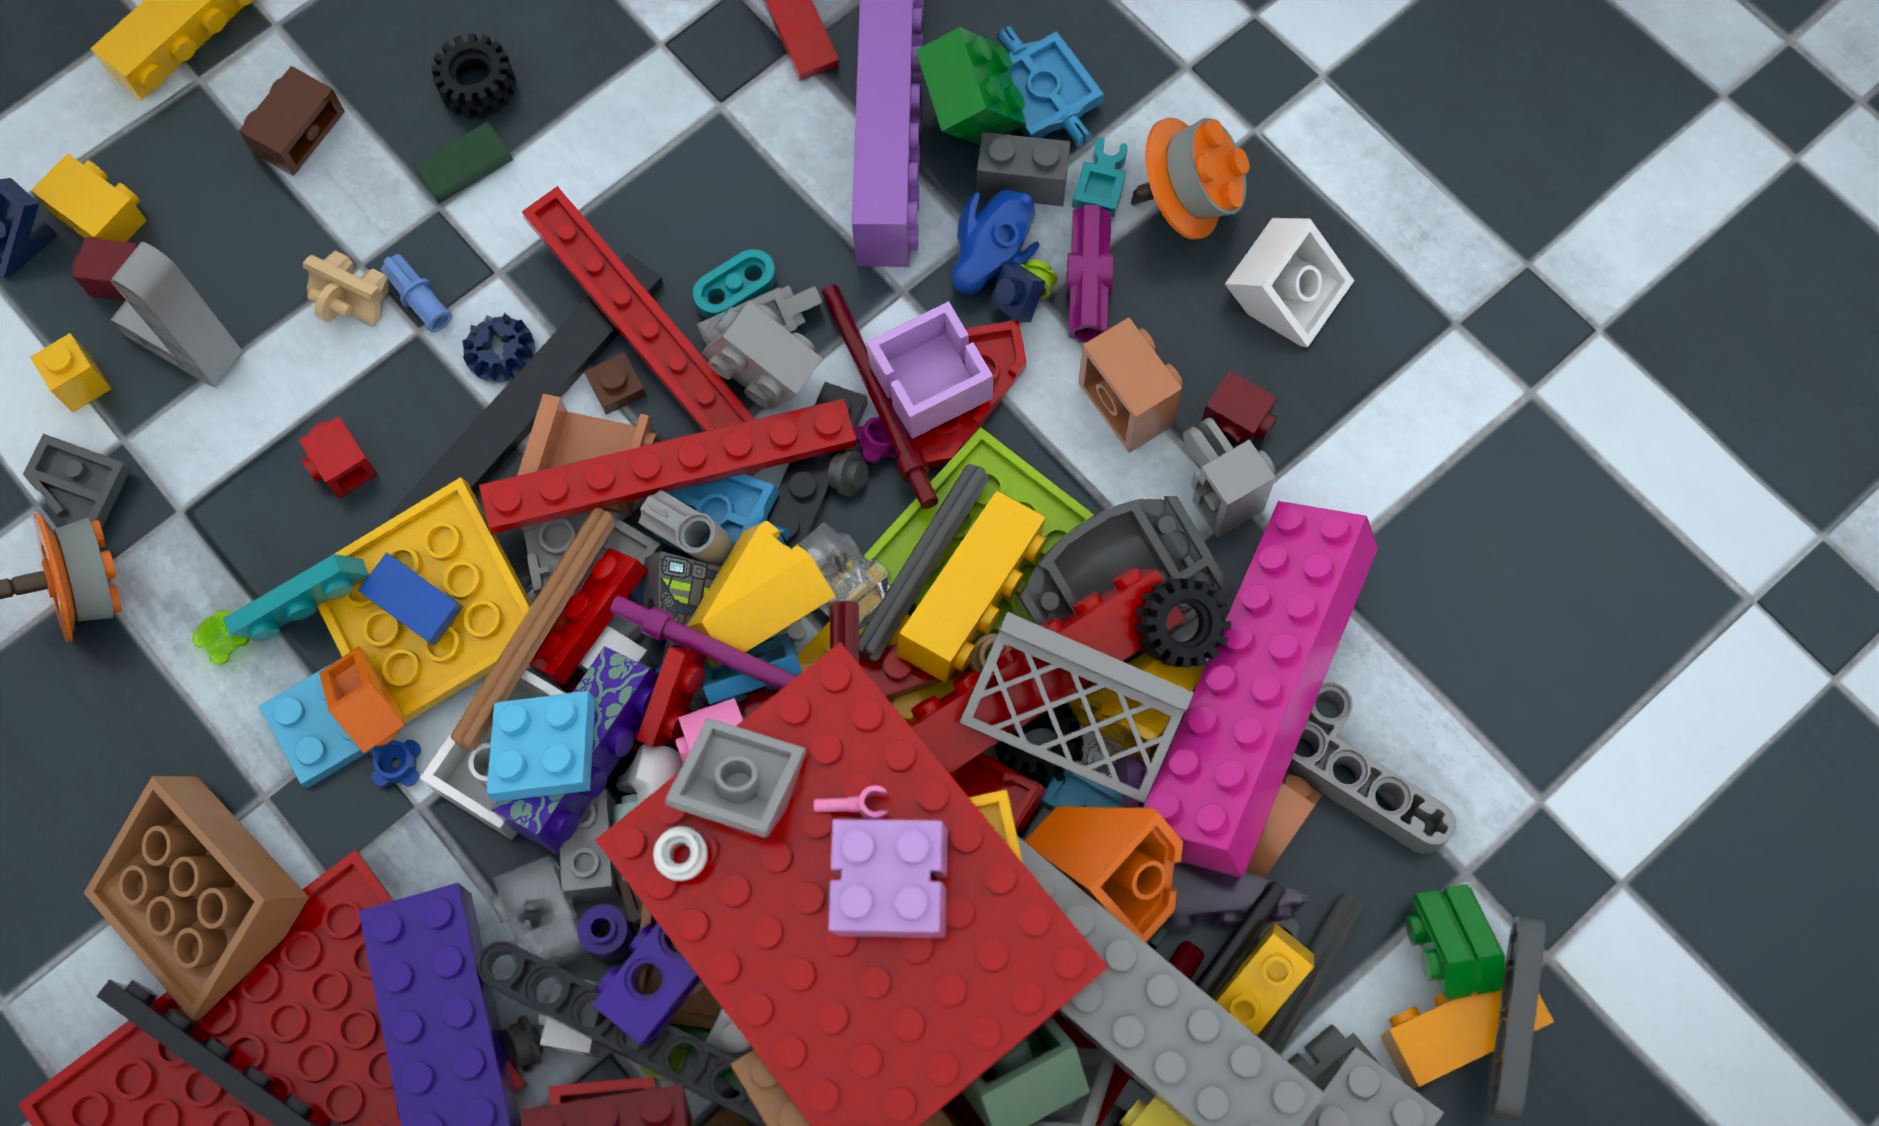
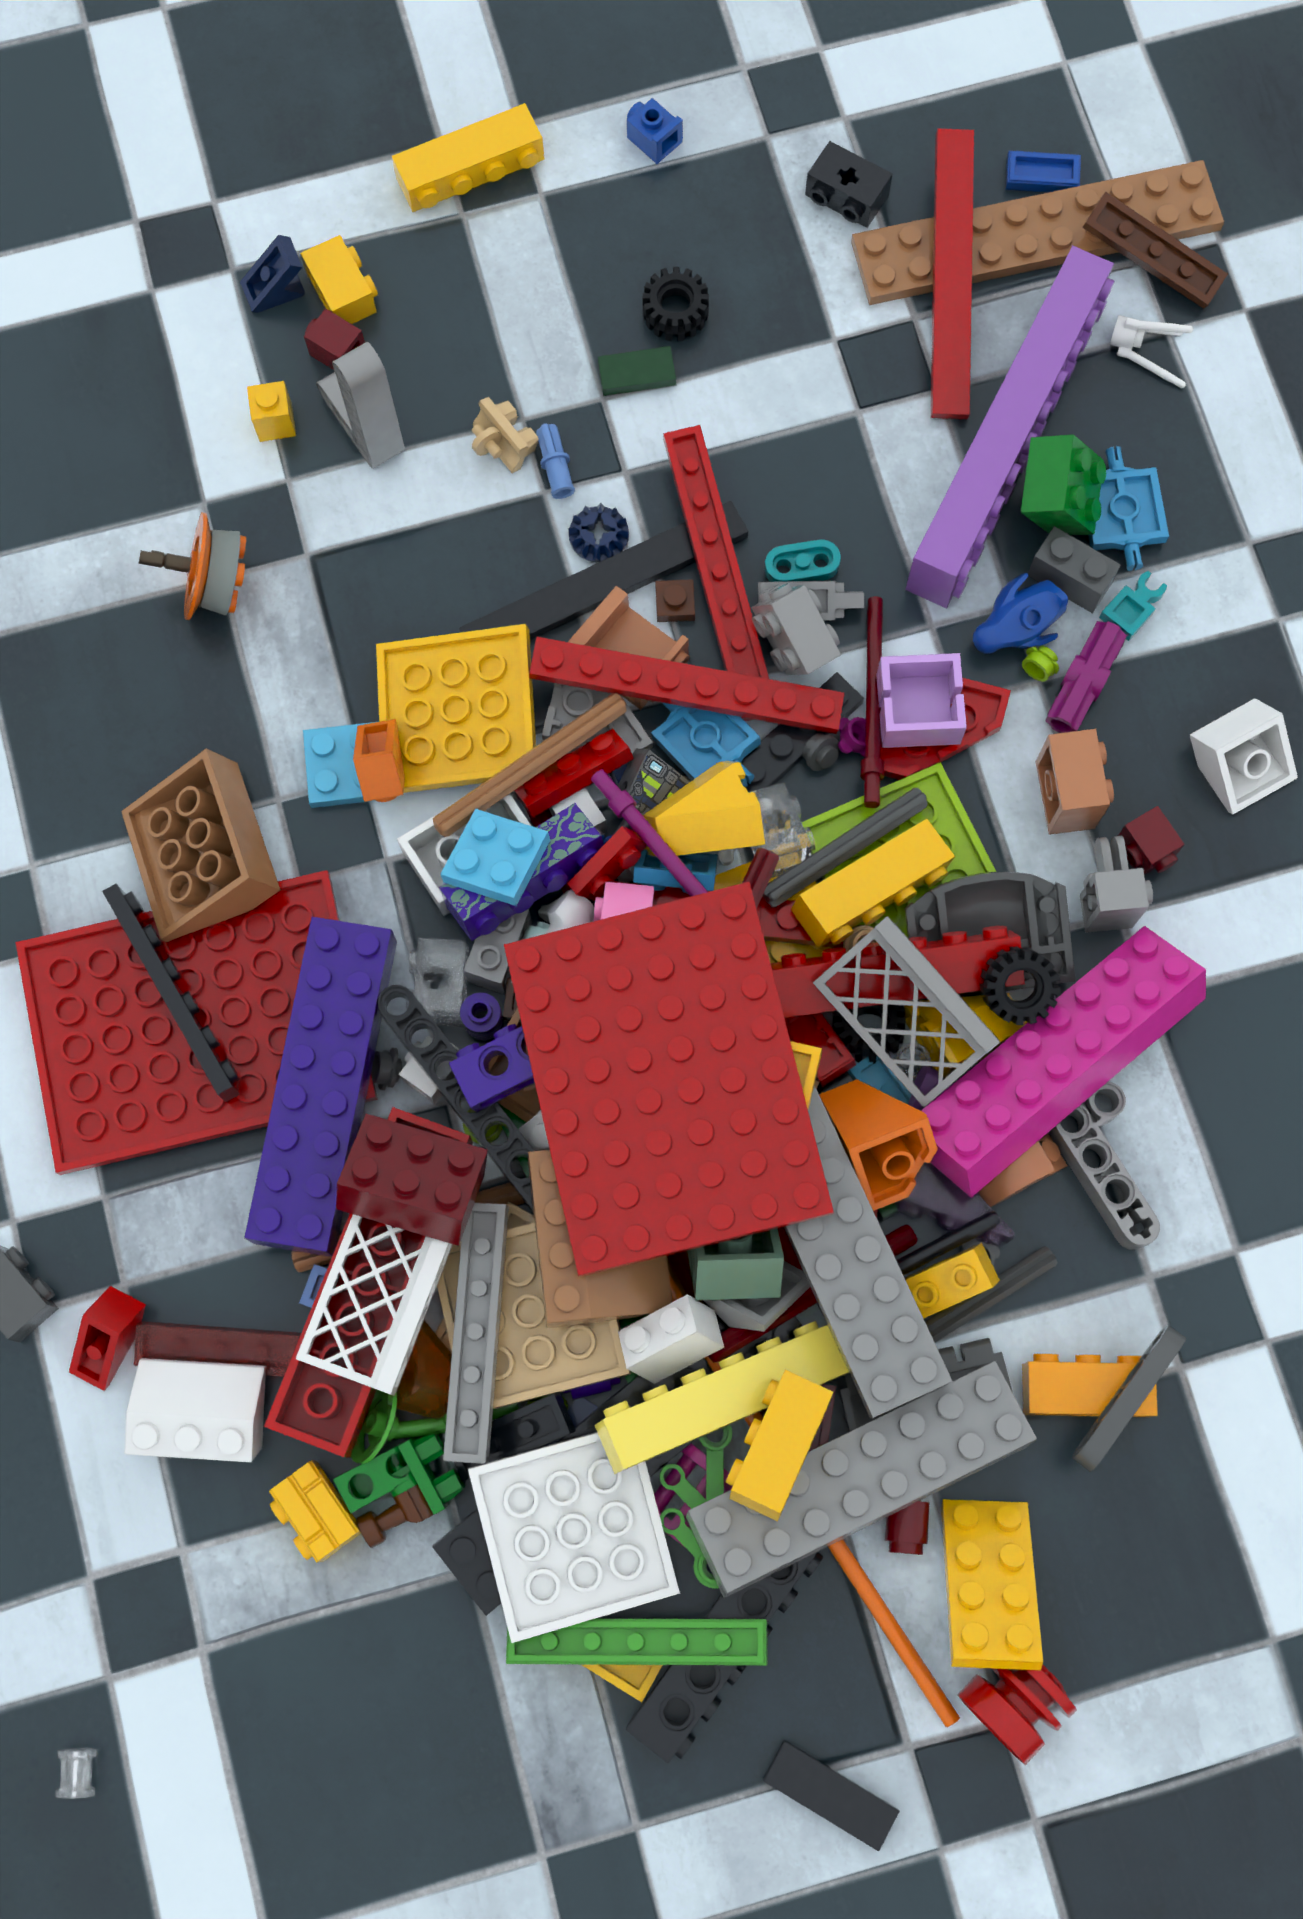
camera: 25 degrees right, 5 degrees up
(75, 479) = (241, 496): dark grey wing -> none
(207, 636) = (297, 654): clear neon green plate -> none
(291, 120) = (520, 280): reddish brown brick -> none
(296, 598) = (365, 661): teal plate -> none
(336, 457) = (439, 565): red brick -> none
(405, 772) = (387, 829): blue plate -> none
(410, 598) = (448, 700): blue tile -> none
(665, 850) = (553, 973): white plate -> none
(685, 528) = (676, 740): light grey piece -> none
(737, 778) = (626, 947): light grey slope -> none
(853, 804) = (702, 1006): bright pink hand -> none
(888, 878) = (702, 1071): lavender piece -> none
(1017, 292) = (1020, 667): dark blue plate -> none
(1193, 175) = (1206, 635): orange piece -> none
(1456, 942) = (1112, 1322): green brick -> none

